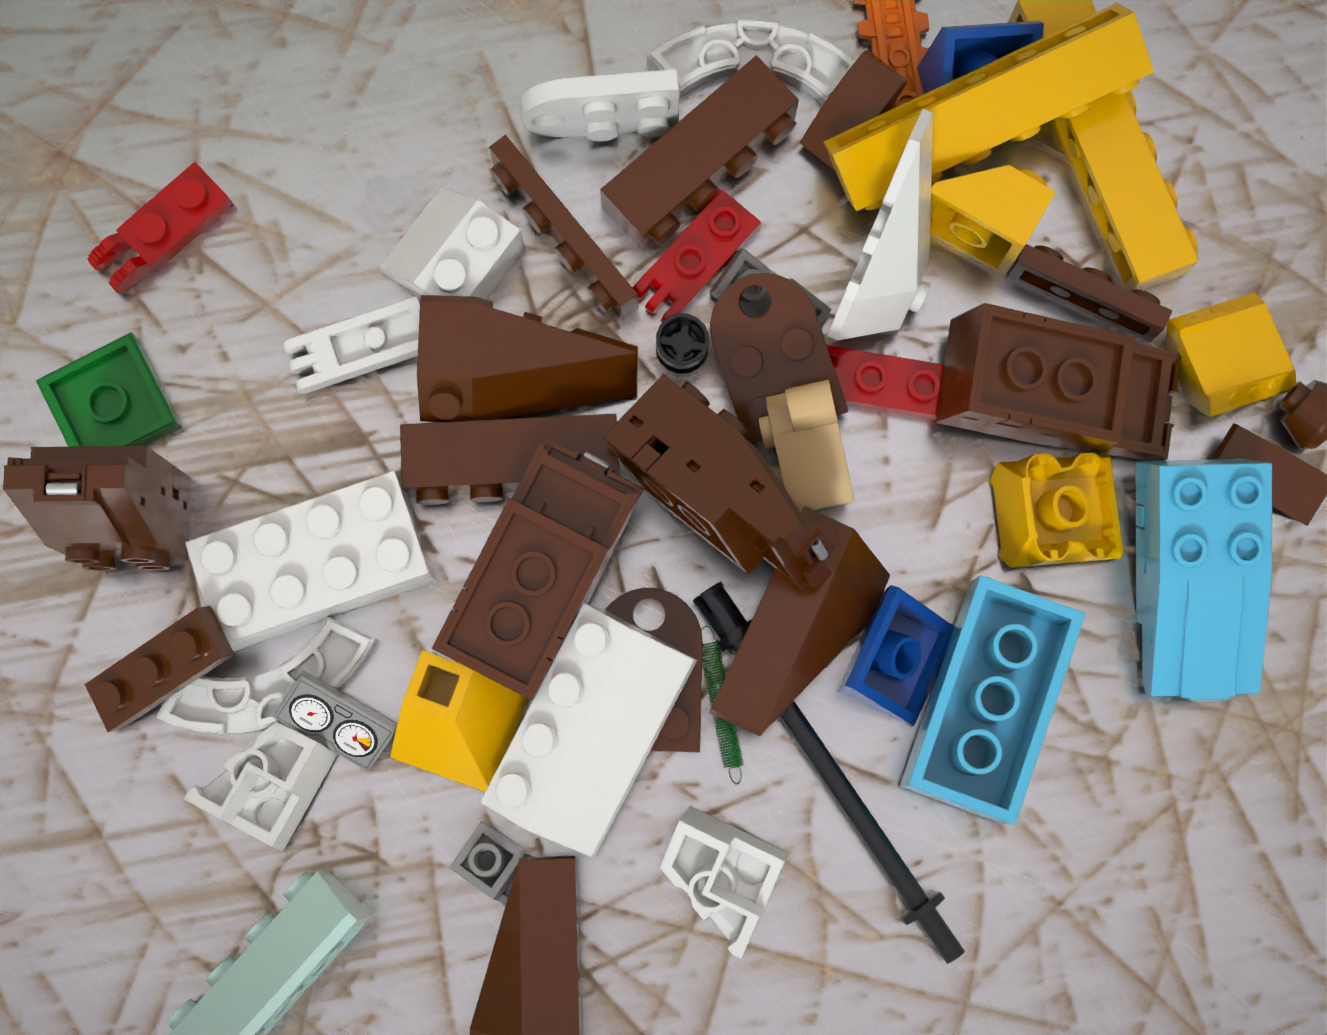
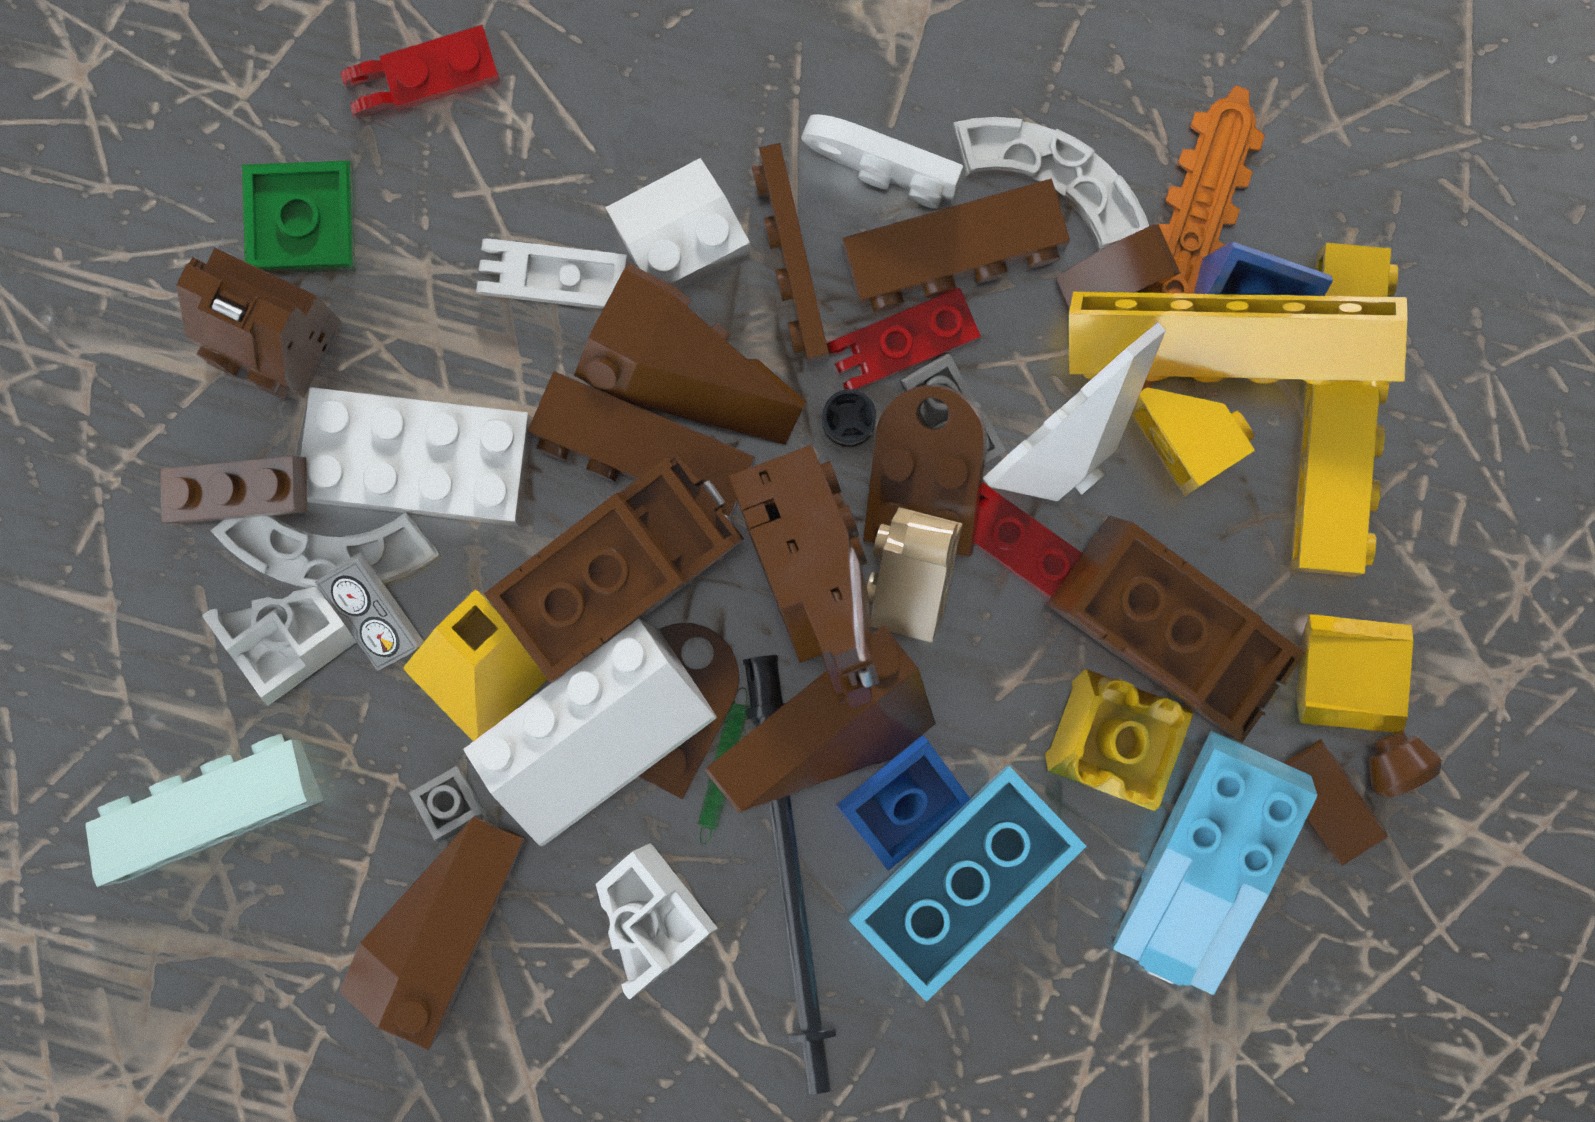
camera: 25 degrees right, 5 degrees up
(1090, 292) = (1254, 551): reddish brown plate -> none

